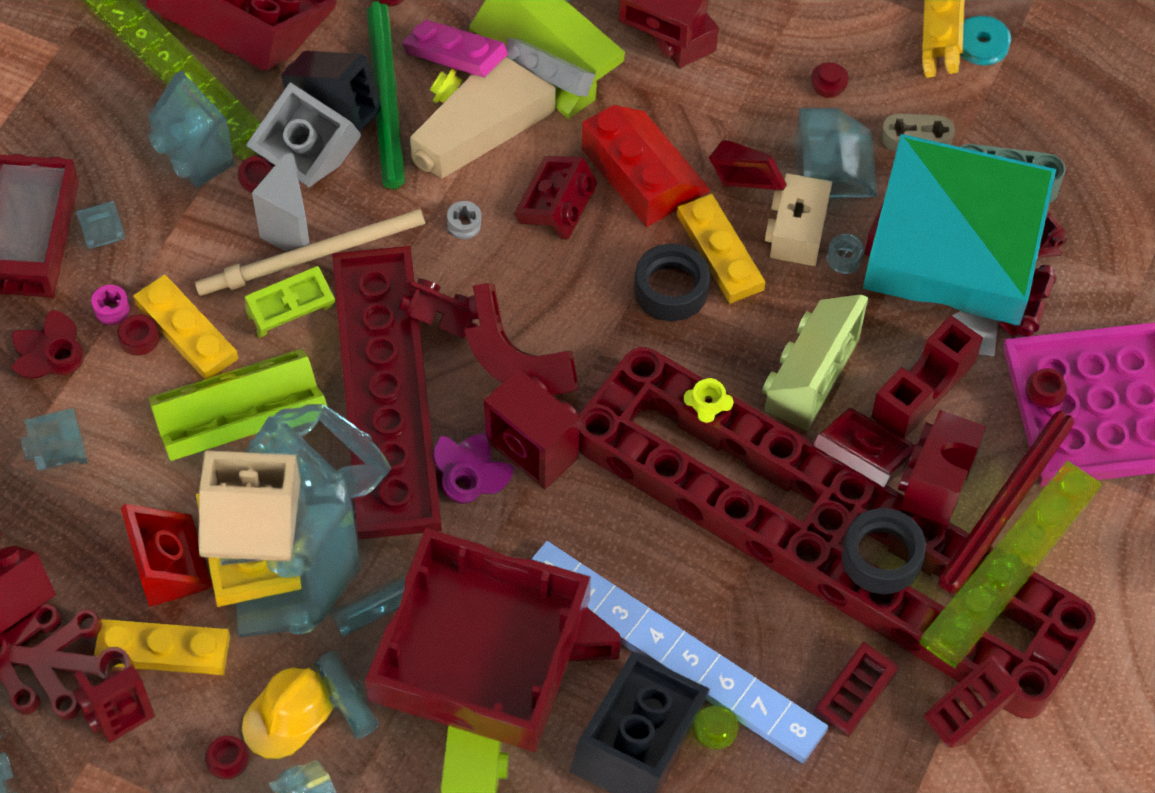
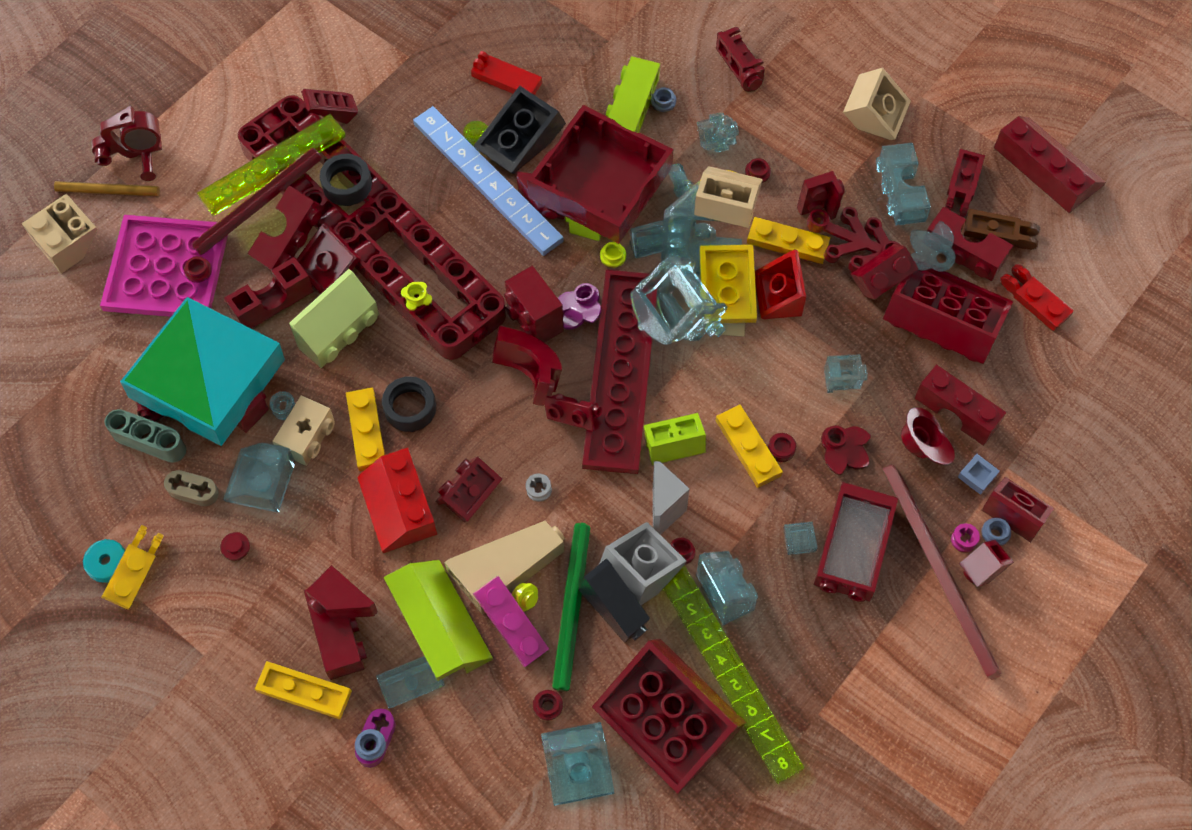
camera: 165 degrees left, 5 degrees up
(115, 295) = (796, 479): dark pink bush -> none
(232, 403) = (721, 377): lime slope -> none
(237, 275) = (708, 472): tan bar -> none
(550, 67) = (444, 583): light grey piece -> none
(746, 167) = (330, 473): dark red slope -> none
(875, 660) = (372, 140): dark red slope -> none

